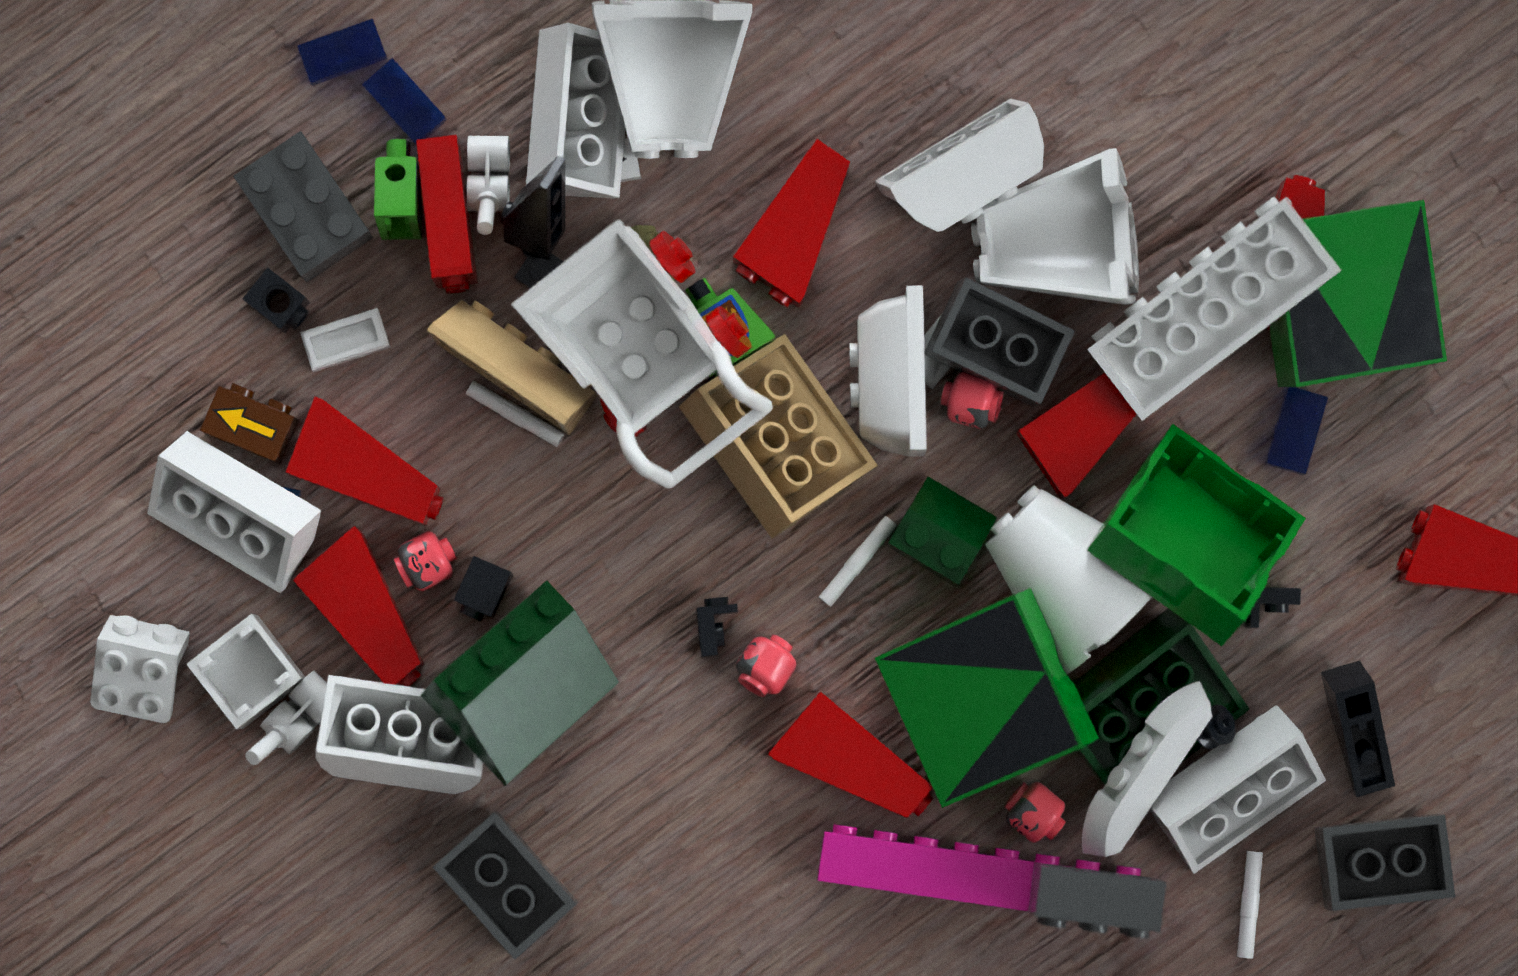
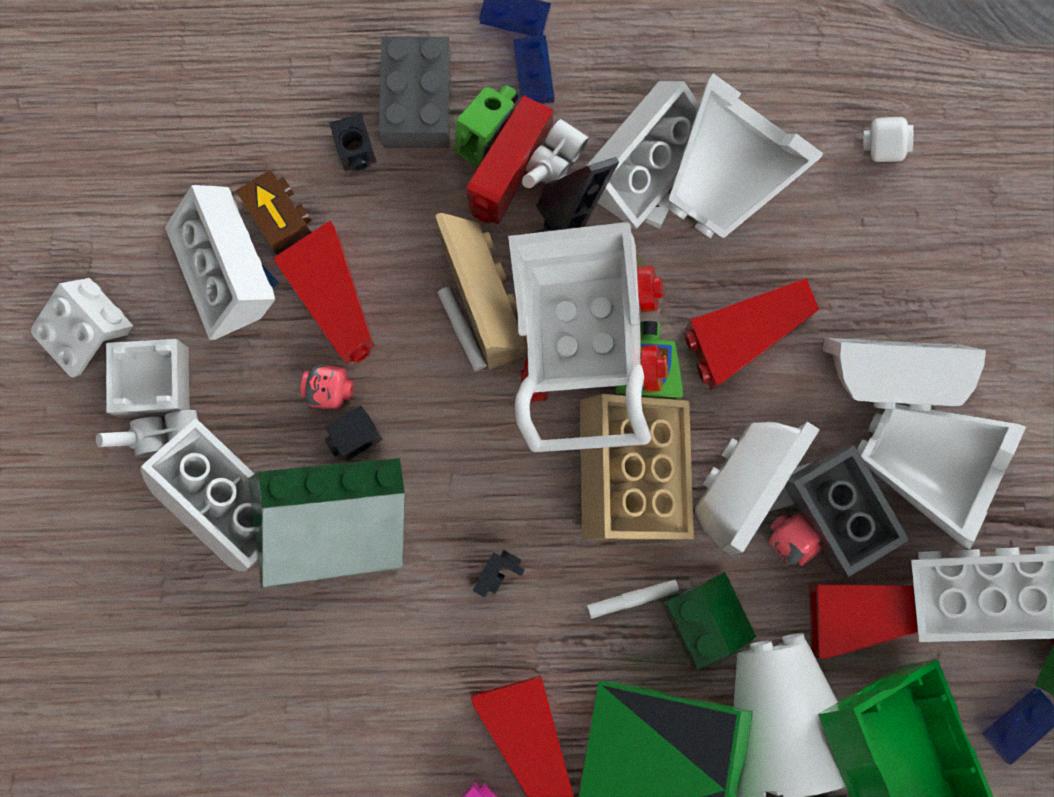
camera: 40 degrees right, 5 degrees down
(345, 339) = (381, 201): white tile -> none
(359, 604) = (259, 389): red slope -> none
(505, 884) = (214, 661): dark grey brick -> none
(766, 665) = (515, 629): coral head -> none

